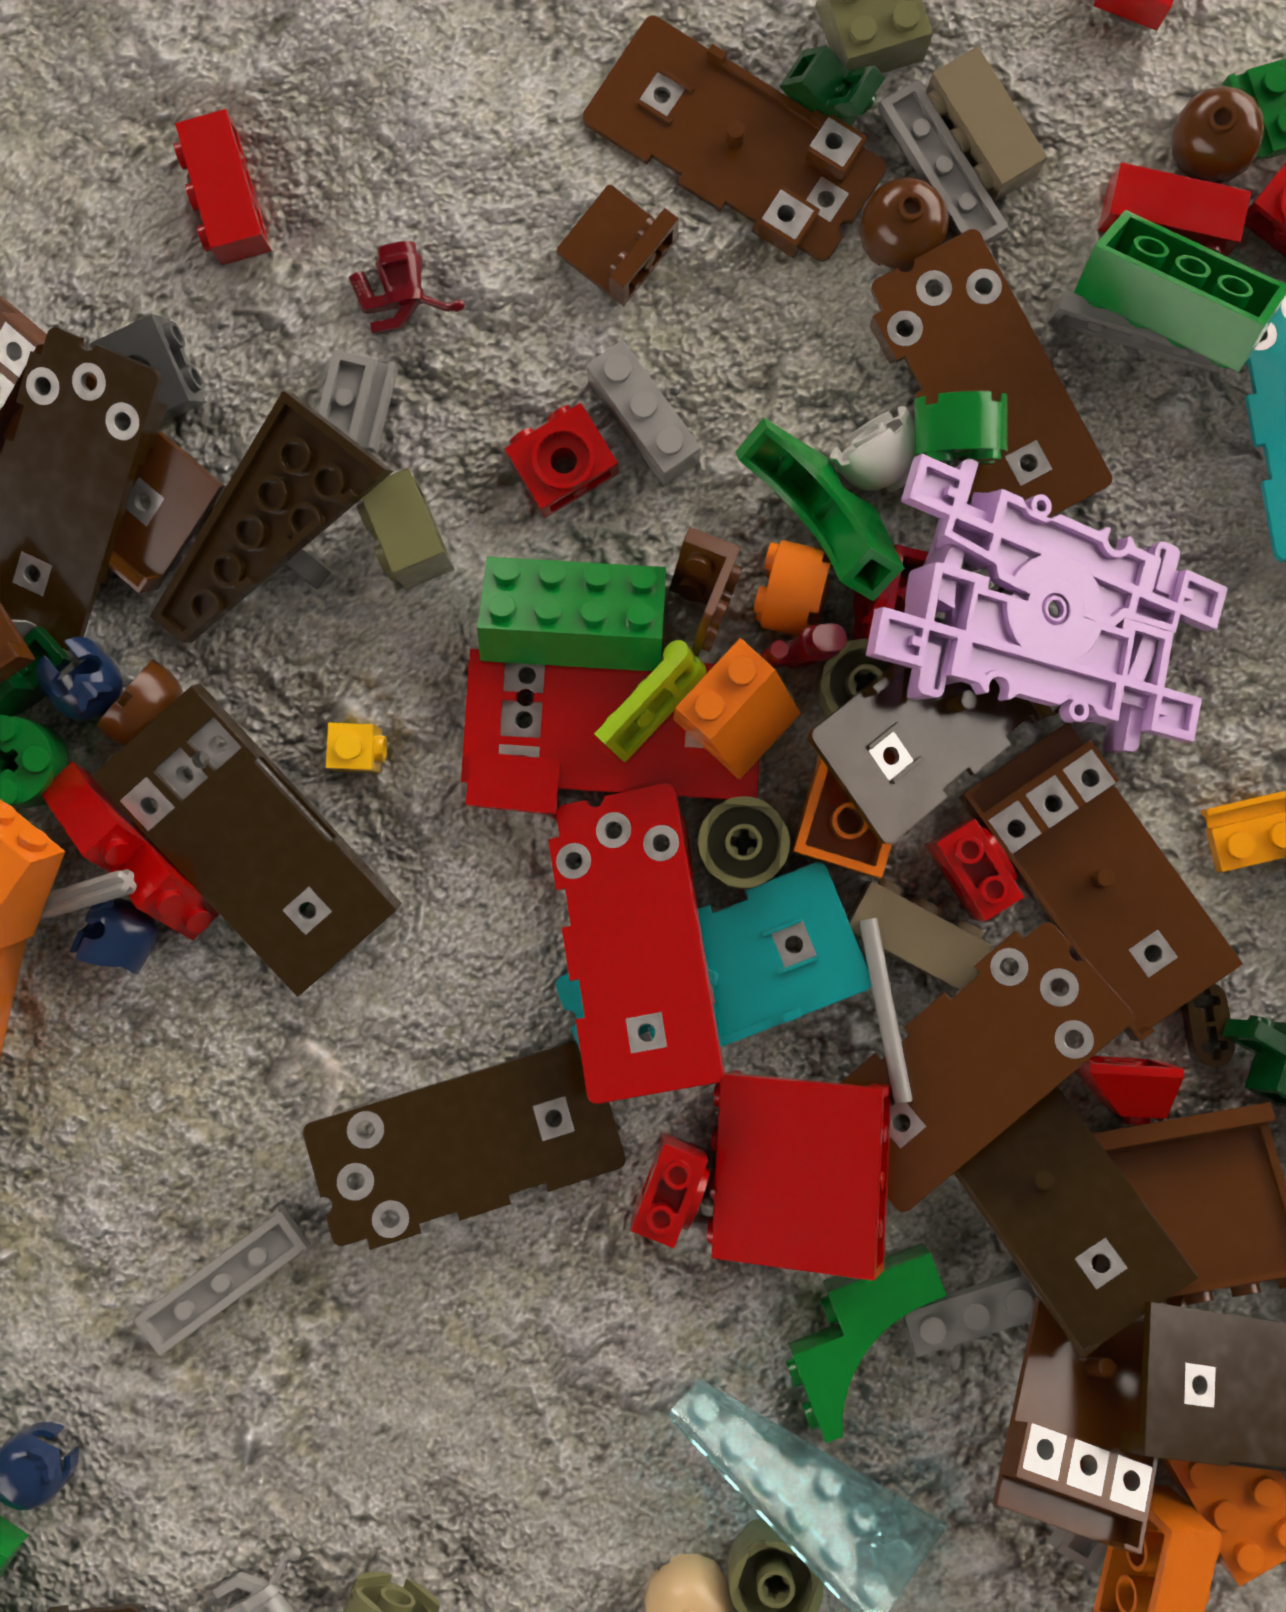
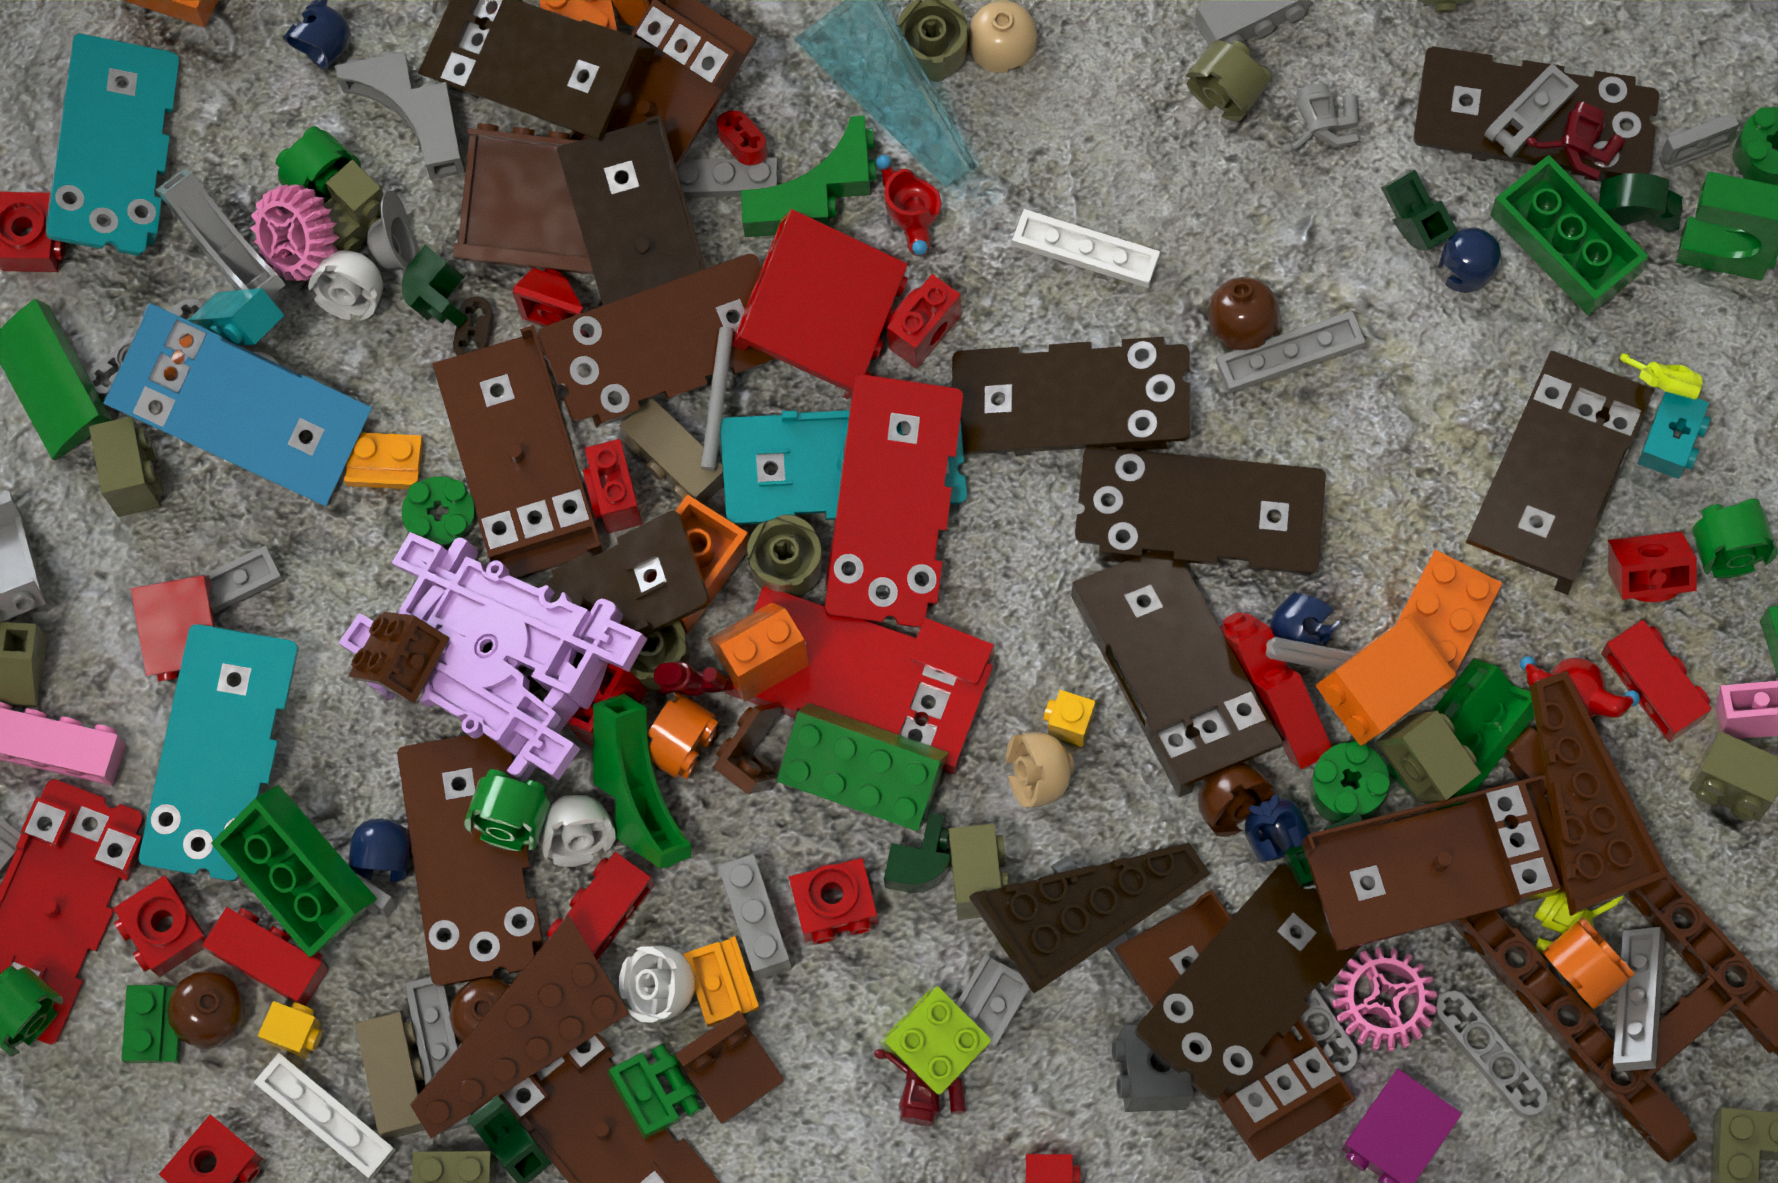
camera: 160 degrees left, 15 degrees down
(110, 1504) = (1417, 217): none -> dark green brick
(270, 1047) = (1201, 509): none -> dark brown piece
(287, 1313) = (1244, 313): none -> reddish brown cylinder
(372, 675) = (1040, 768): none -> tan cylinder
(404, 336) = (936, 1040): none -> lime bracket
(478, 524) = (920, 869): none -> dark green brick
(504, 1345) = (1086, 248): none -> white plate
(652, 700) = (820, 676): lime plate -> none
(659, 335) = (721, 981): none -> light orange plate
(702, 183) = (644, 1095): none -> green plate
(725, 301) = (656, 983): none -> white cylinder
(732, 1339) = (910, 204): none -> red piece
(820, 368) = (607, 902): none -> red brick
(847, 210) = (536, 1020): none -> reddish brown wing
(974, 1364) = (748, 134): none -> red beam
(1046, 64) = (324, 1116): none -> white plate
(1091, 361) = (380, 846): none -> dark blue helmet
(1114, 138) = (291, 1029): none -> yellow brick
(1154, 570) = (399, 654): none -> reddish brown bracket
(1190, 797) = (436, 491): none -> green plate

